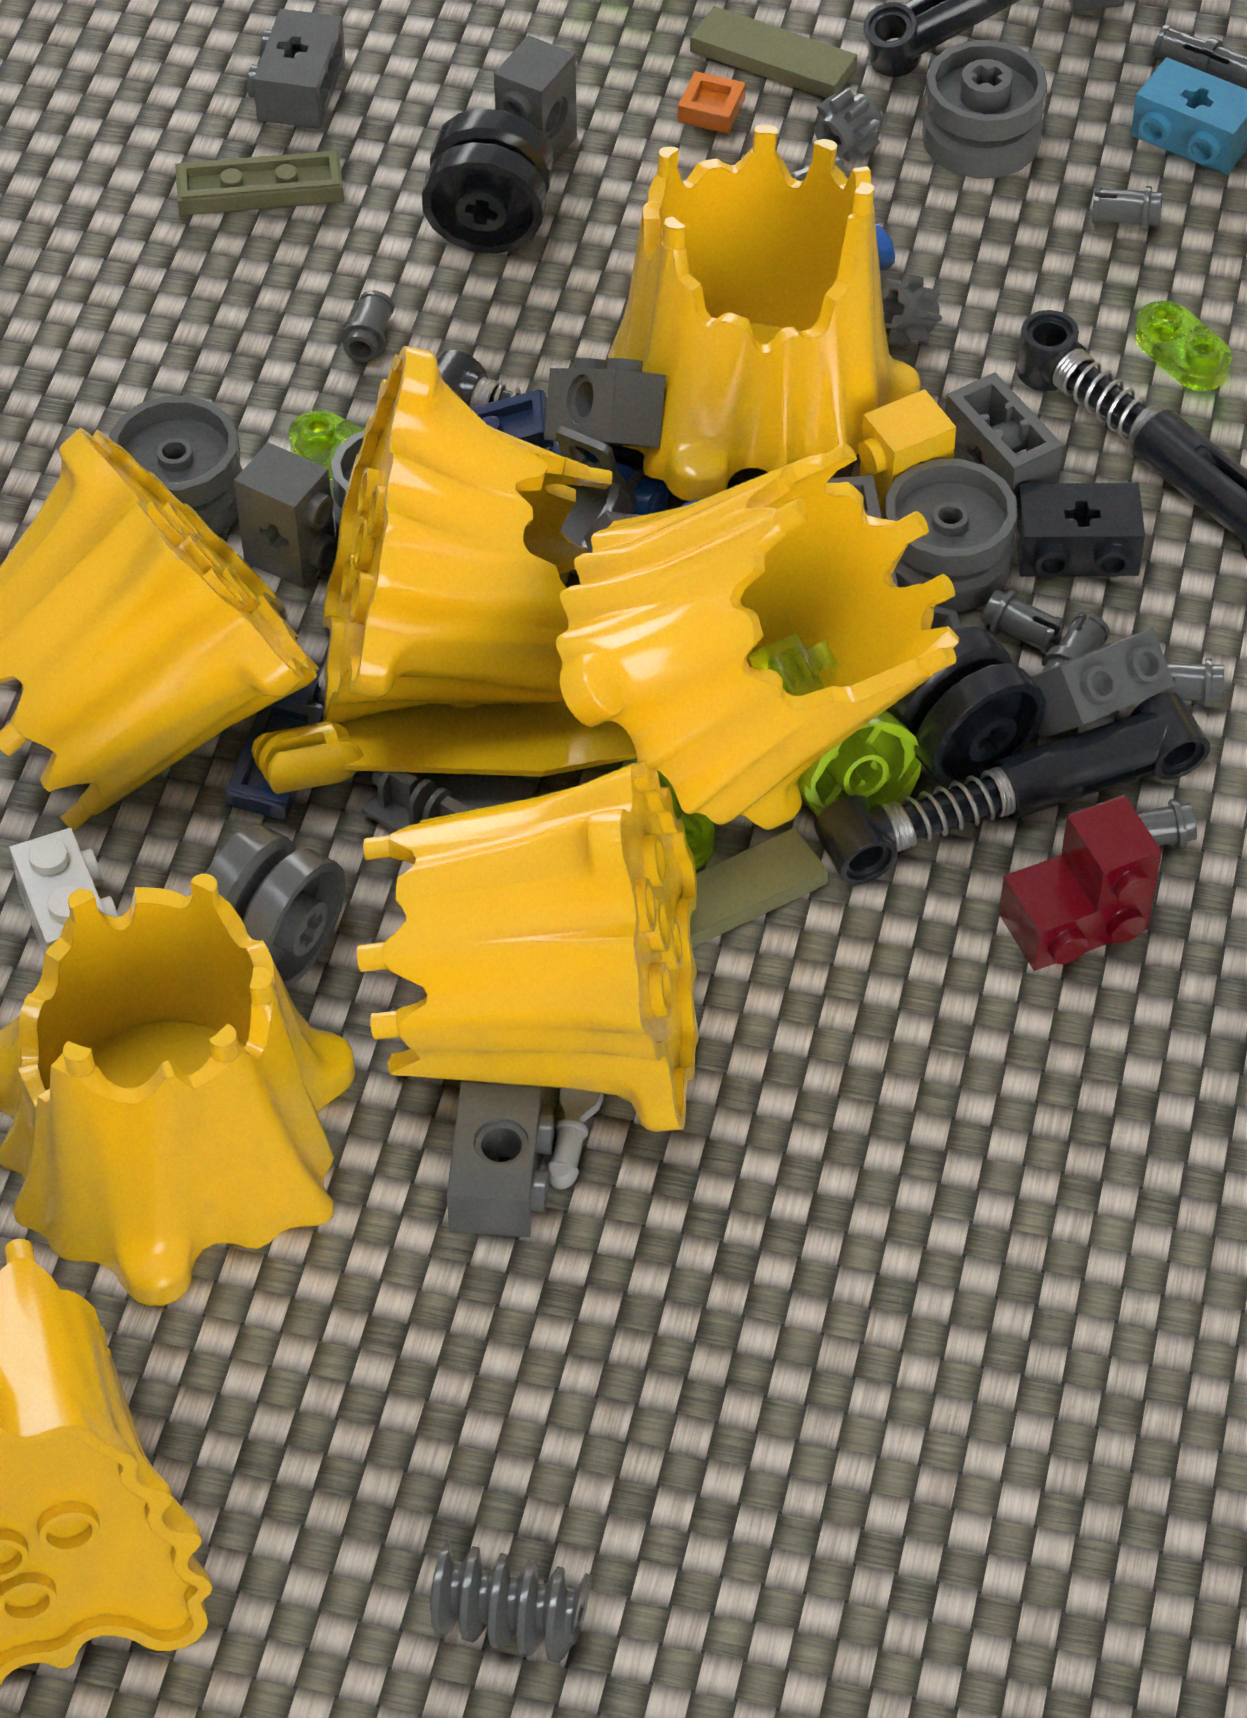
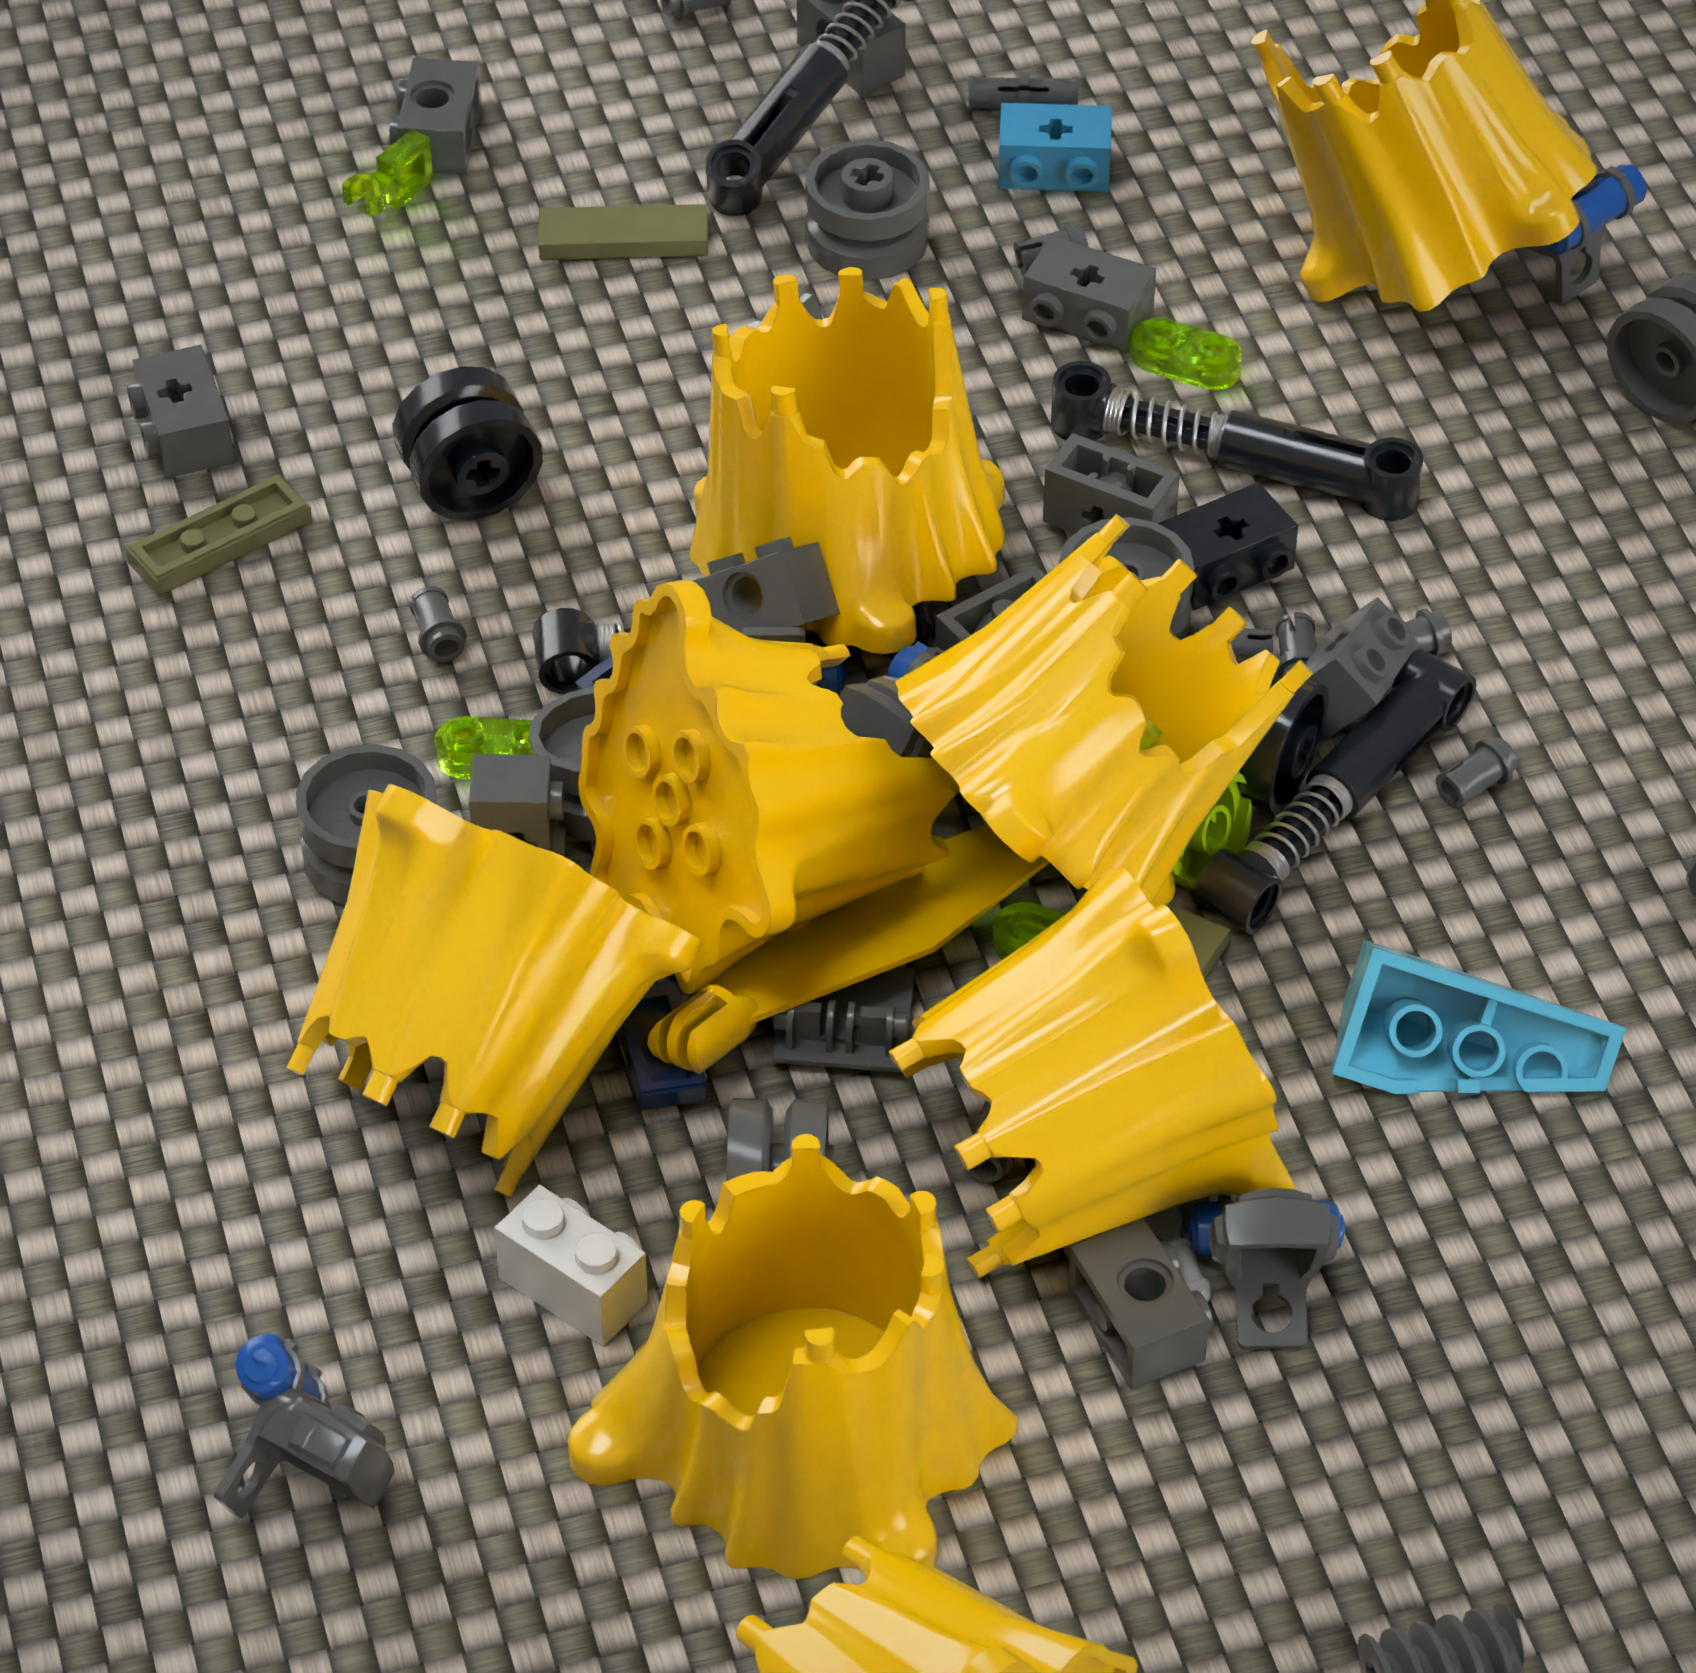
camera: 30 degrees left, 5 degrees down
(541, 88) = (454, 330): dark grey brick -> none
(640, 1162) = (1268, 1242): none -> dark grey piece
(711, 102) = (604, 296): orange plate -> none
(849, 123) = (750, 268): dark grey gear -> none
(901, 437) = (1041, 522): yellow brick -> none
(950, 1044) = (1443, 1030): none -> medium azure wedge
(1088, 894) = (1474, 844): dark red brick -> none
(1126, 256) = (1088, 293): none -> dark grey brick

